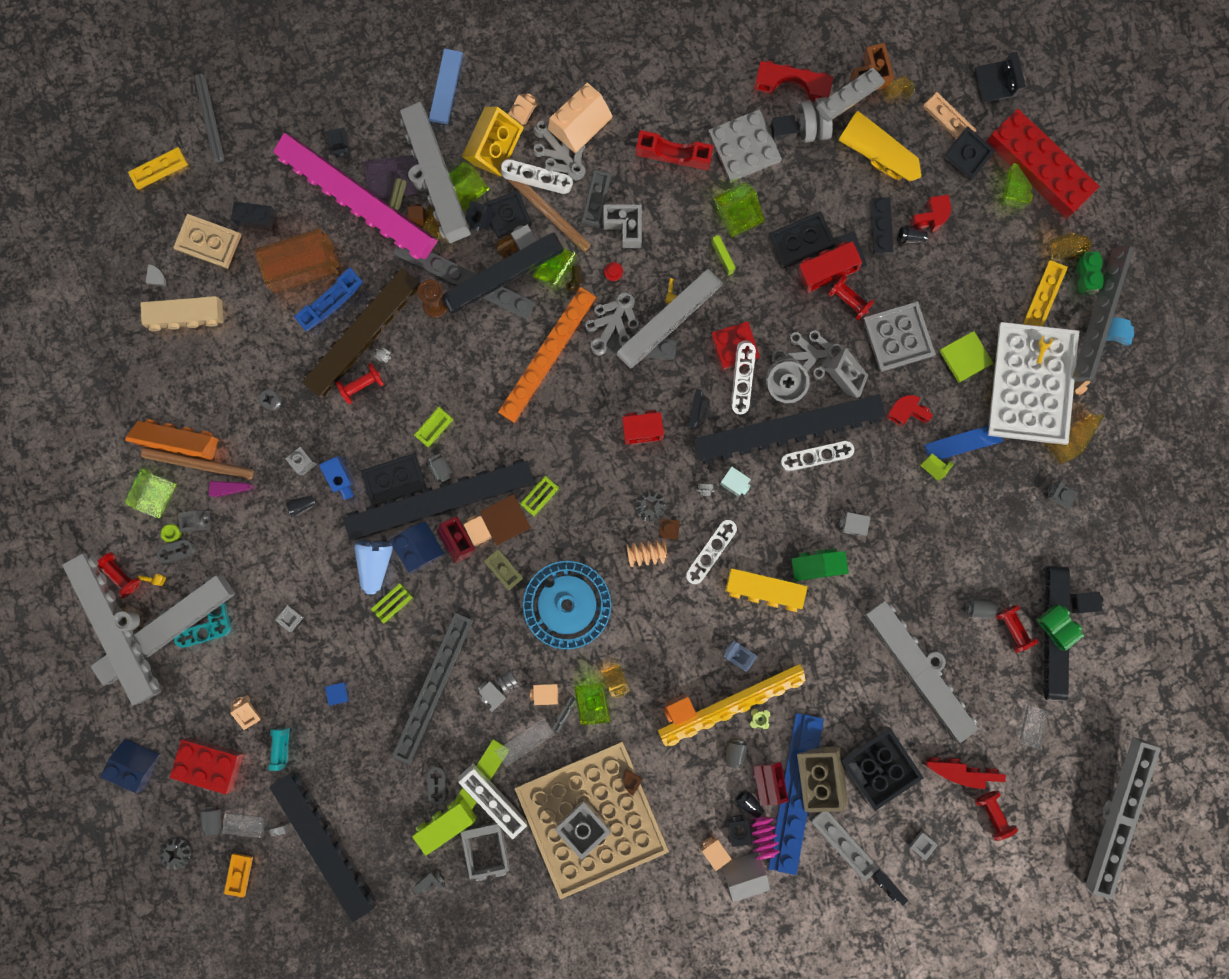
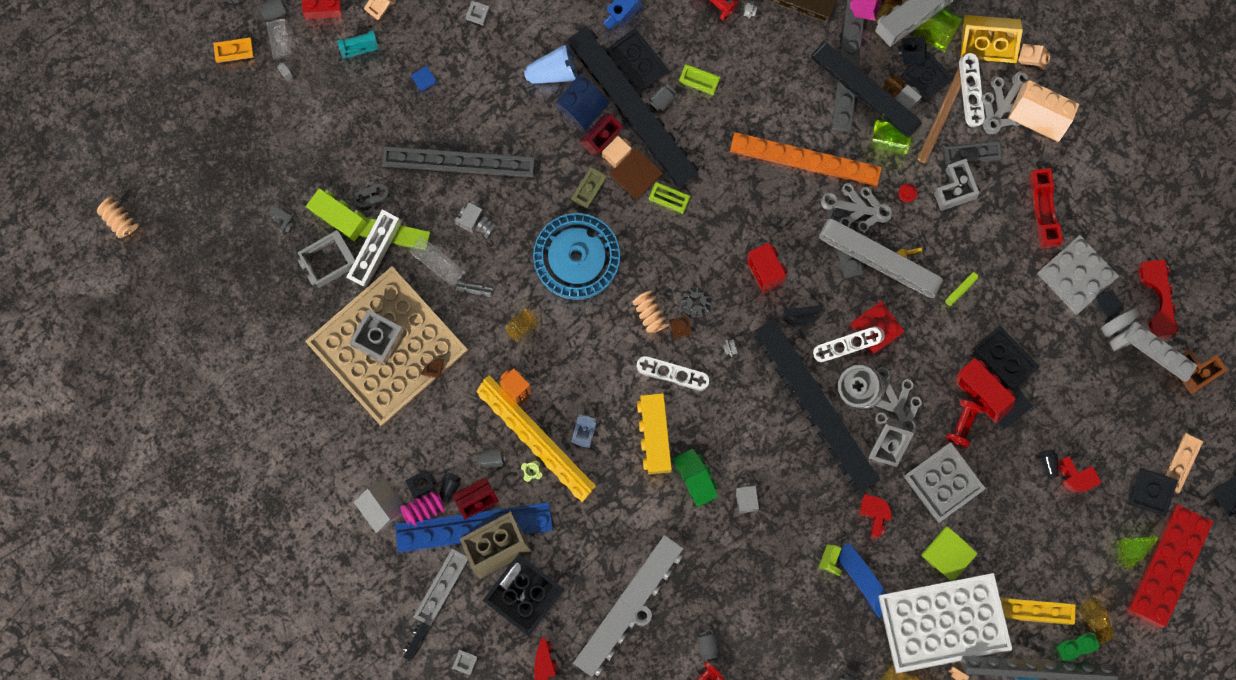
camera: 70 degrees right, 5 degrees down
(323, 847) = (283, 114): black brick -> none
(386, 598) = (509, 92): lime tile -> none
(430, 294) = (820, 30): reddish brown hose -> none
(544, 694) = (487, 264): light nougat brick -> none
(577, 281) = (884, 162): dark brown arm -> none
(592, 703) = (493, 311): clear neon green slope -> none
(715, 852) = (394, 469): light nougat brick -> none
(736, 482) = (747, 373): light aqua brick -> none
(739, 209) = (1012, 289): clear neon green slope -> none
(817, 457) = (802, 441): white beam -> none
(880, 148) = (1124, 403): yellow panel -> none
(881, 226) = (1048, 431): black plate -> none
(899, 86) = (1192, 400): clear yellow bracket -> none
(1043, 346) = (983, 620): yellow hand -> none

